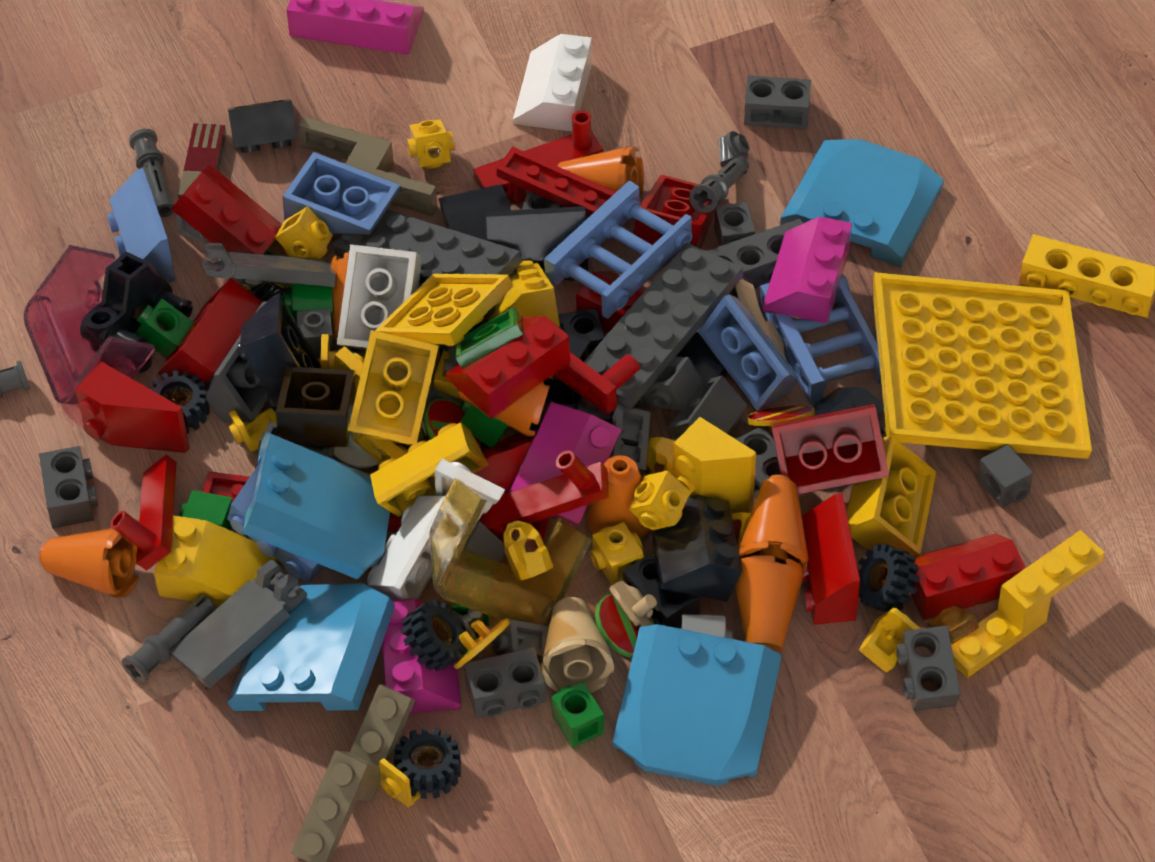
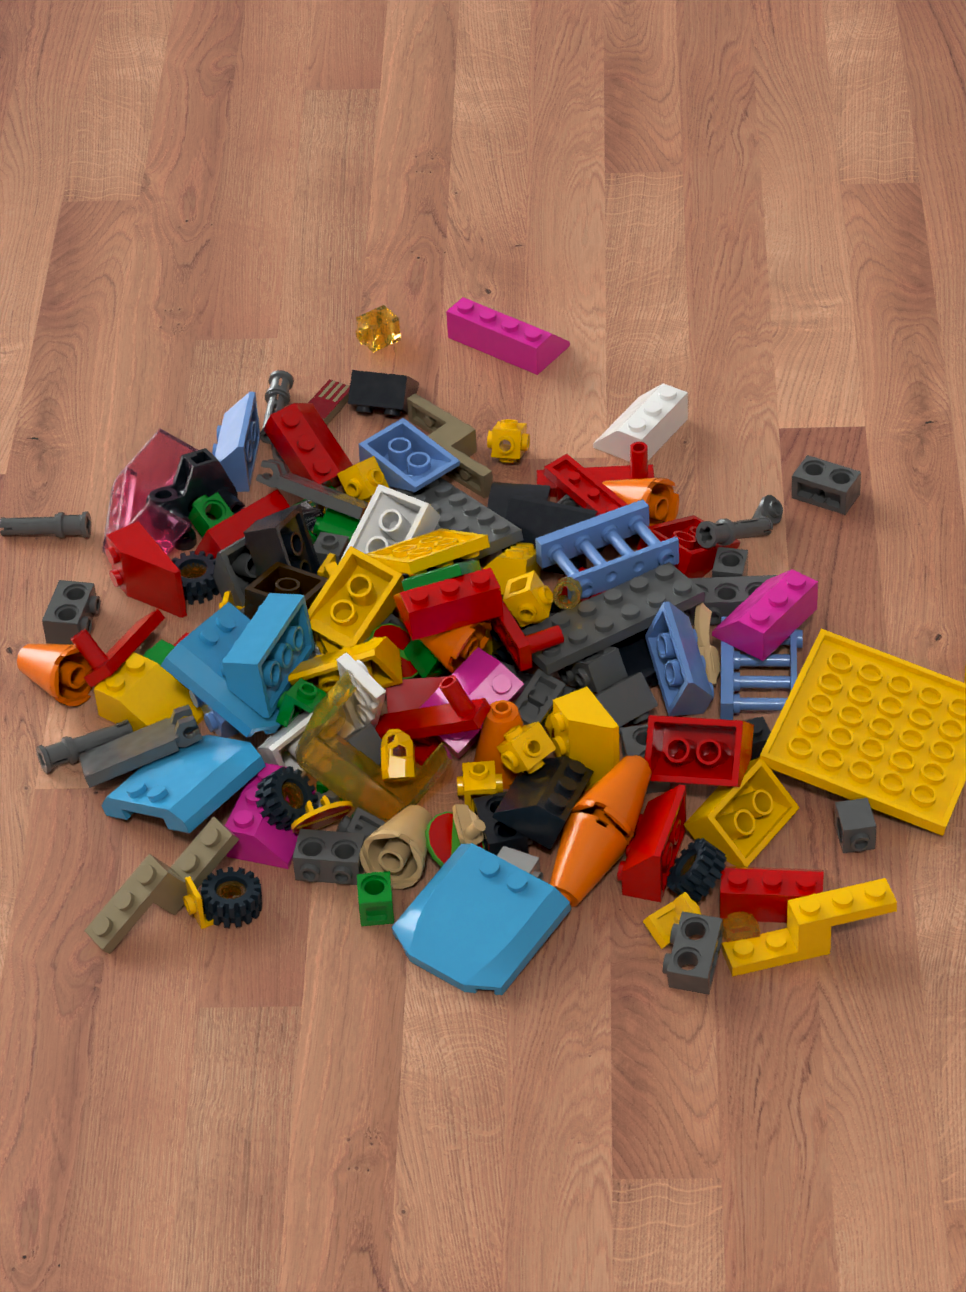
camera: 25 degrees right, 10 degrees down
(214, 47) = (378, 328): none -> clear yellow brick
(342, 477) = (269, 651): none -> dark azure slope
(399, 516) = (298, 698): none -> green bracket
(585, 332) = (528, 599): none -> yellow brick
(622, 313) = (572, 585): none -> clear yellow bush
(872, 188) = (868, 579): dark azure wedge -> none

